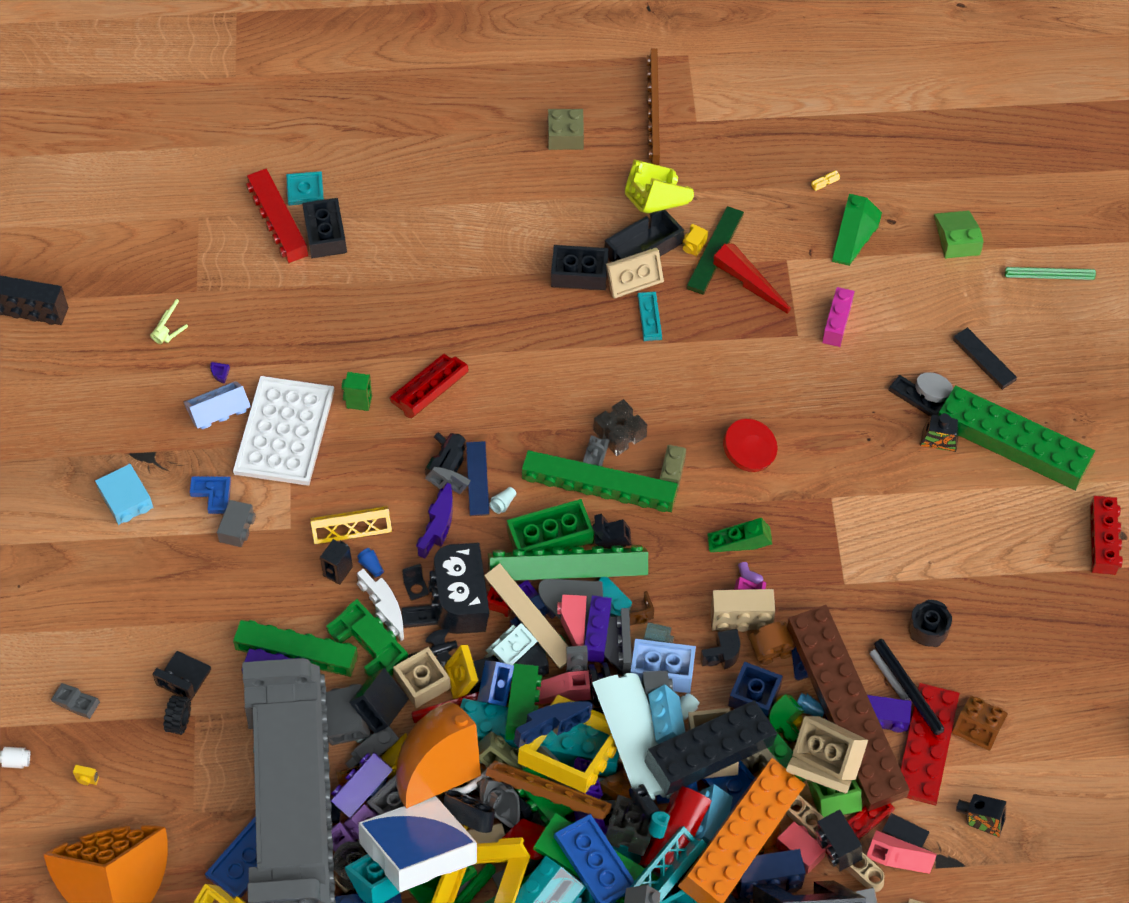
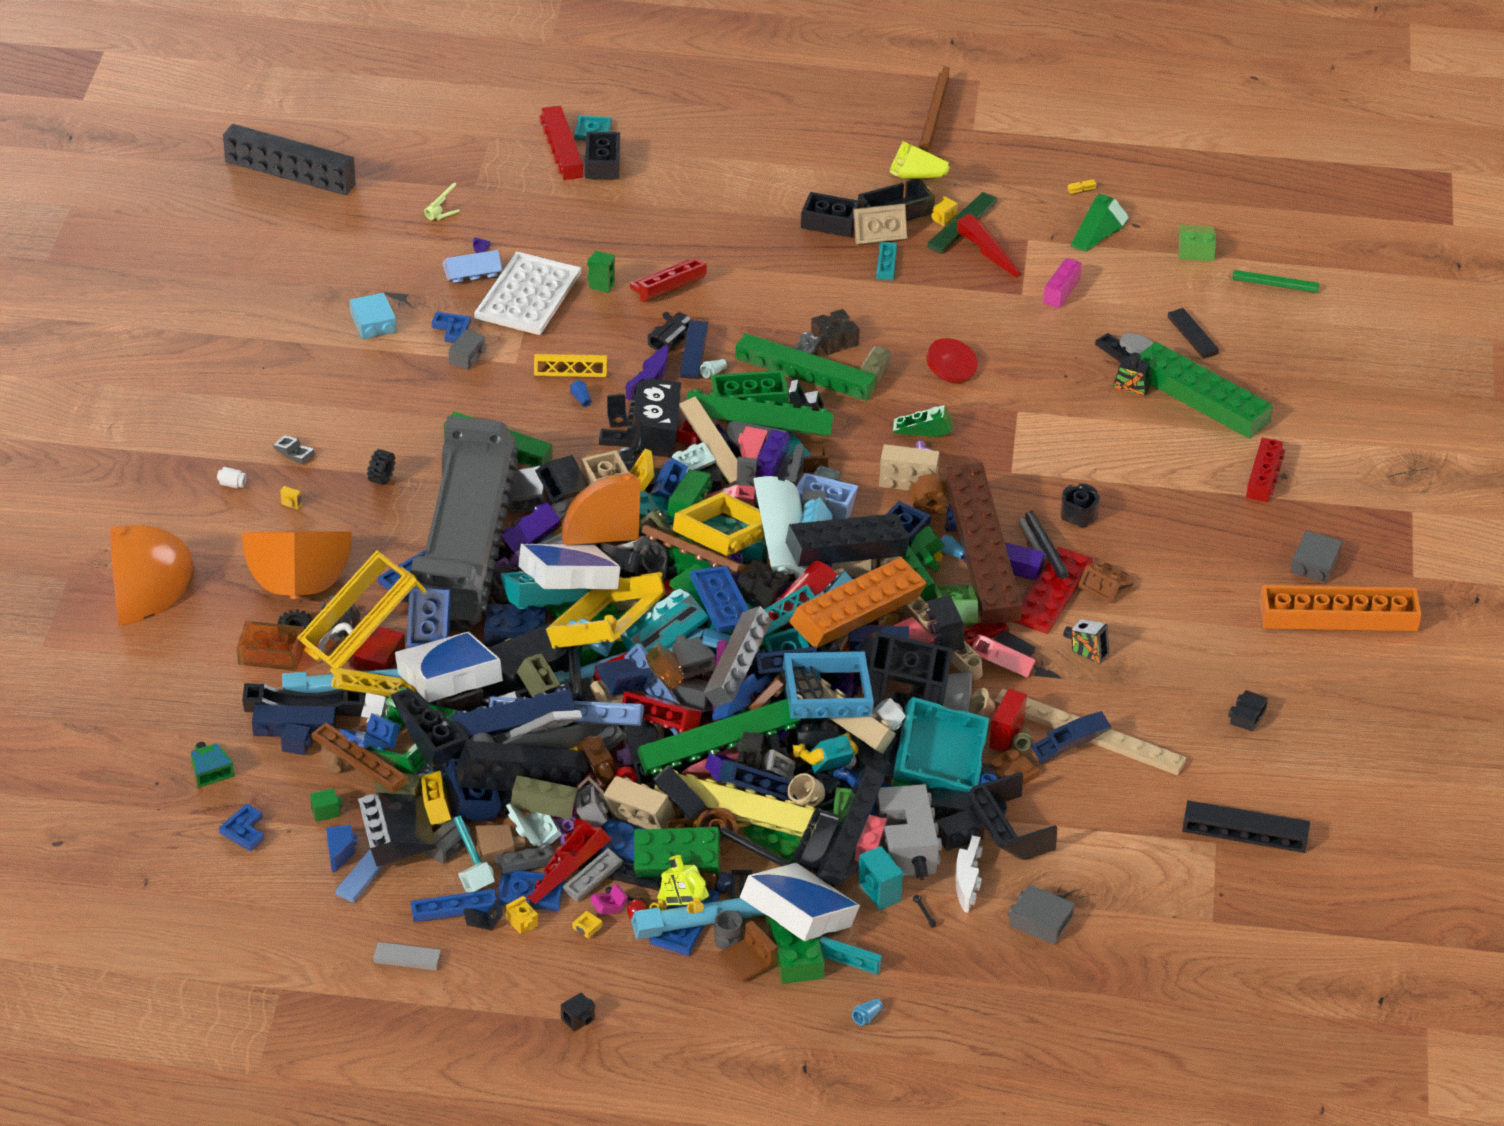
camera: 10 degrees right, 15 degrees down
(182, 675) = (392, 442): black bracket -> none
(336, 561) = (550, 384): black brick -> none
(370, 634) = (563, 436): green bracket -> none
(385, 602) = (585, 419): white slope -> none
(442, 476) = (660, 337): dark grey slope -> none
(556, 717) = (710, 497): dark blue slope -> none
(565, 129) = (846, 116): olive brick -> none
(658, 819) = (784, 577): piece -> none
(726, 652) = (883, 499): black brick -> none
(809, 772) = (941, 578): tan tile -> none
(830, 748) = (956, 561): tan brick -> none

